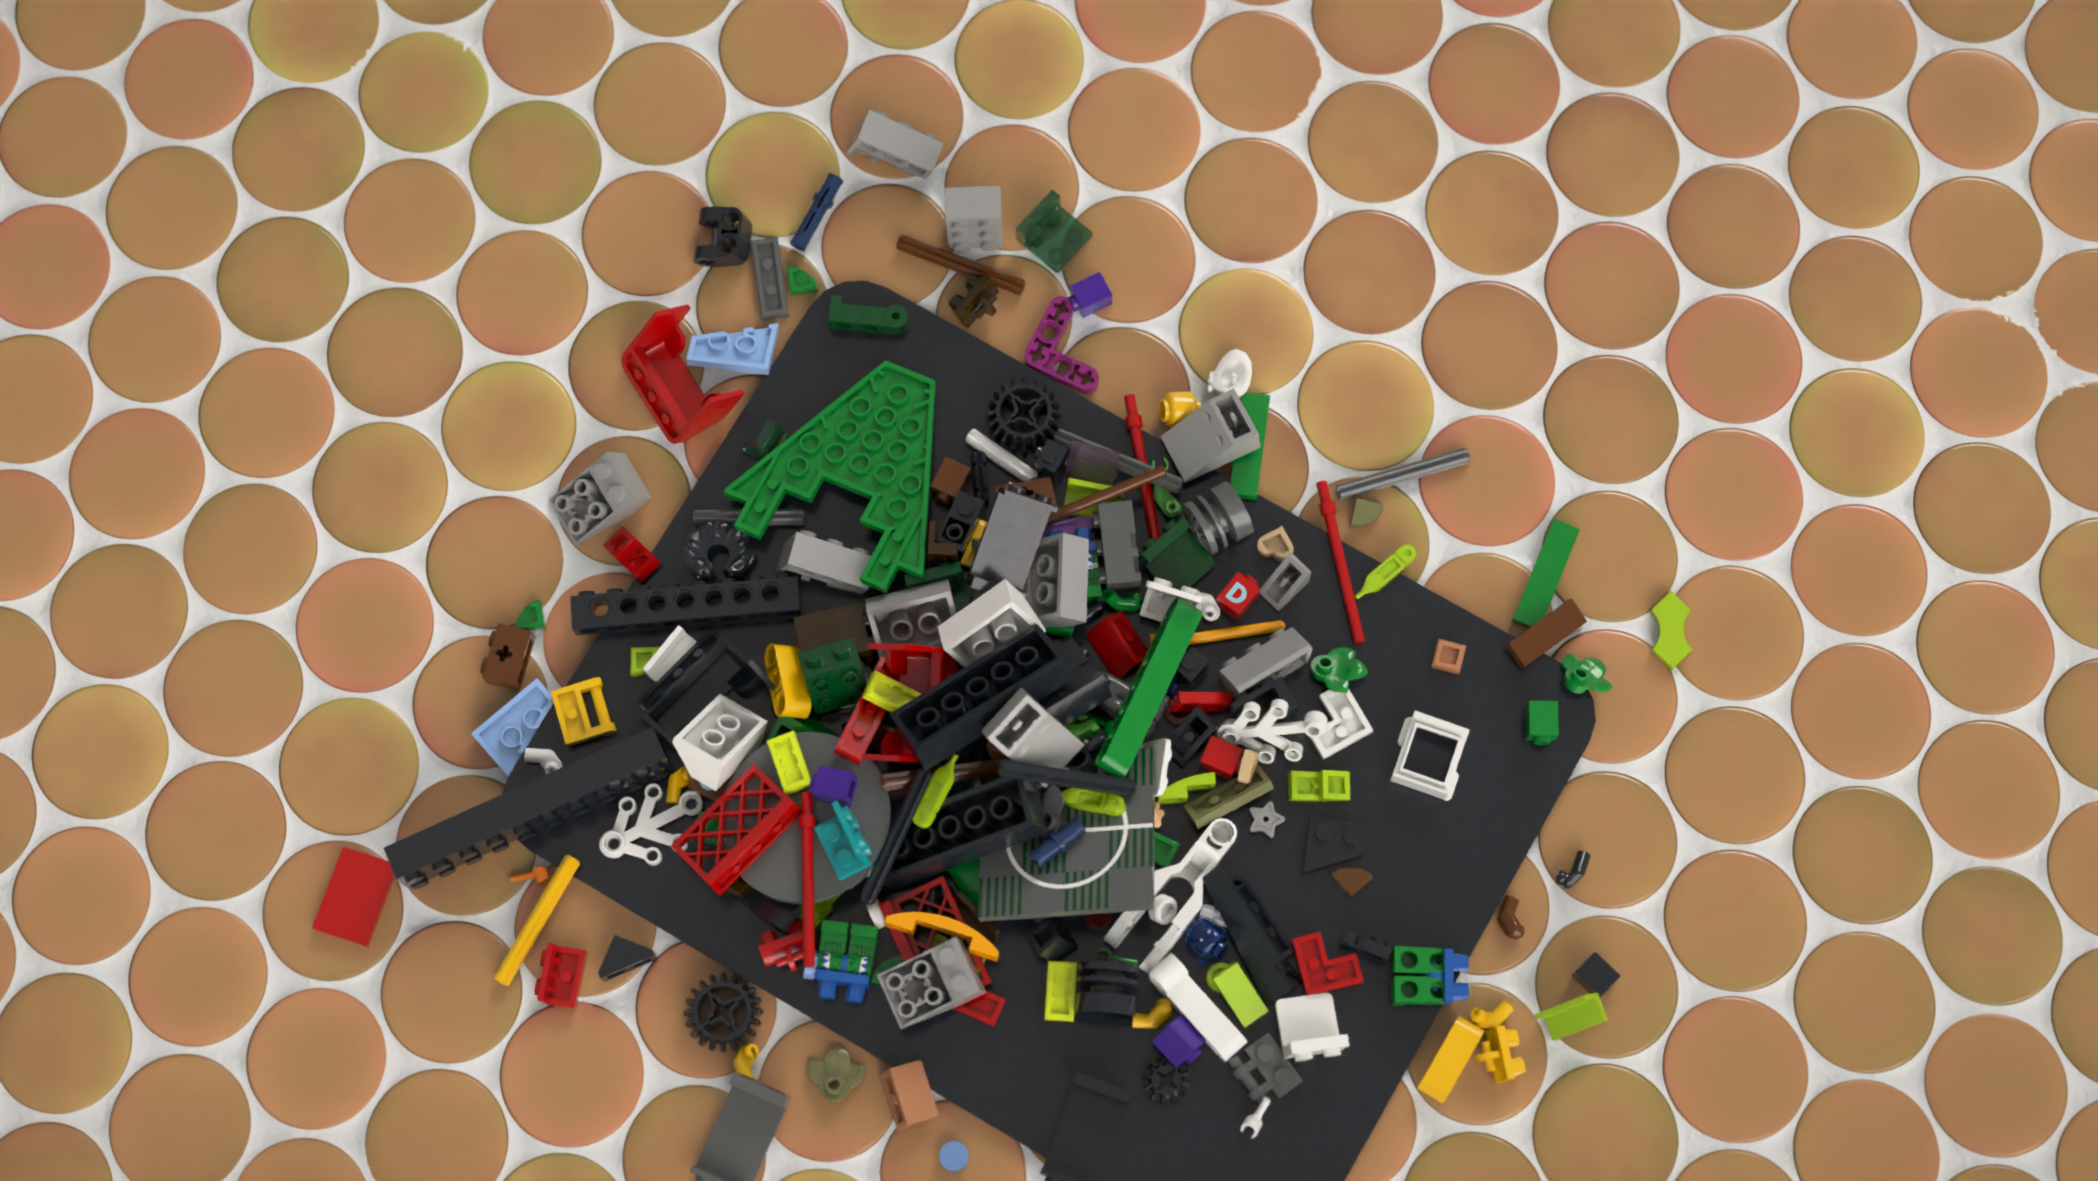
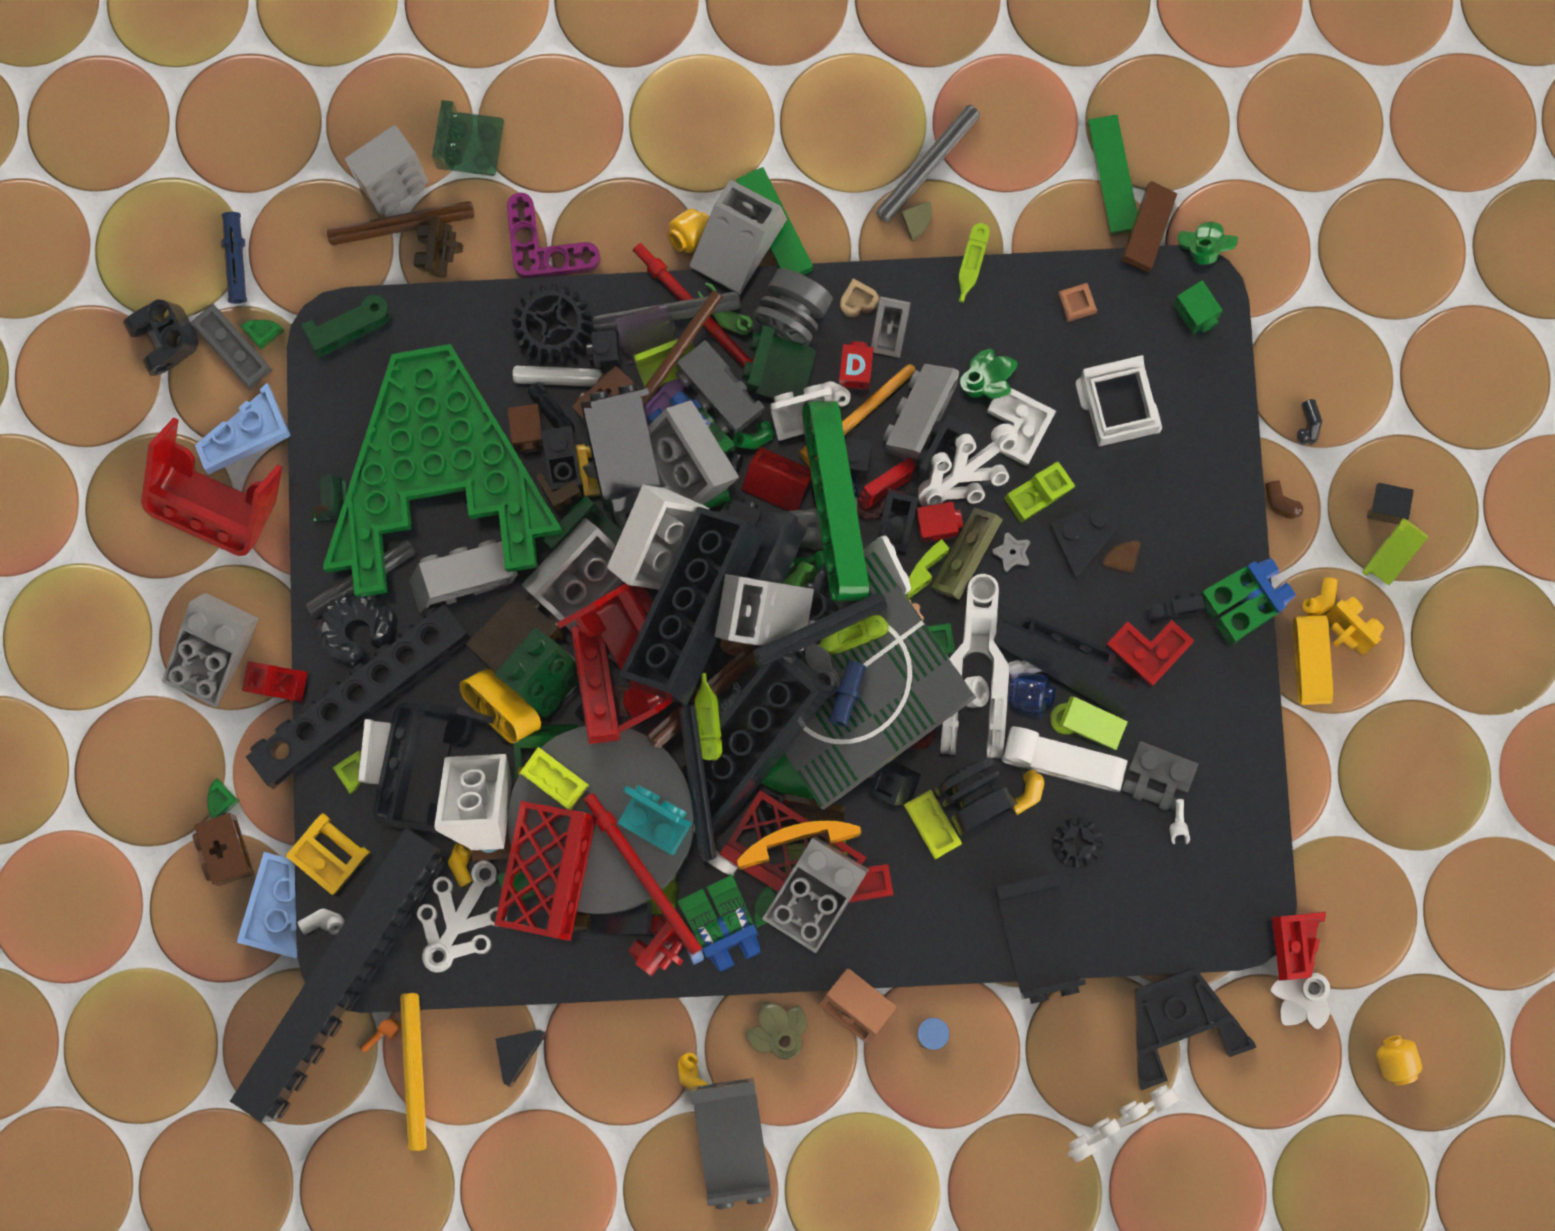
camera: 30 degrees left, 5 degrees up
(354, 897) = (228, 1161): red tile -> none
(560, 976) = (470, 1107): red bracket -> none
(713, 1021) = (615, 1033): black gear -> none
(833, 785) = (609, 774): dark purple brick -> none
(887, 692) = (603, 656): neon yellow plate -> none
(895, 143) = (266, 148): light grey wedge -> none
(1090, 295) = (539, 176): dark purple brick -> none
(1115, 957) = (961, 763): green hand -> none
(1180, 1041) = (1069, 800): dark purple brick -> none
(1231, 372) = (715, 169): white hat -> none
(1248, 766) = (967, 514): tan tile -> none
(1309, 1027) = (1173, 712): white bracket -> none
(1328, 510) = (883, 238): red bar -> none
(1671, 641) = (1247, 144): lime tile -> none

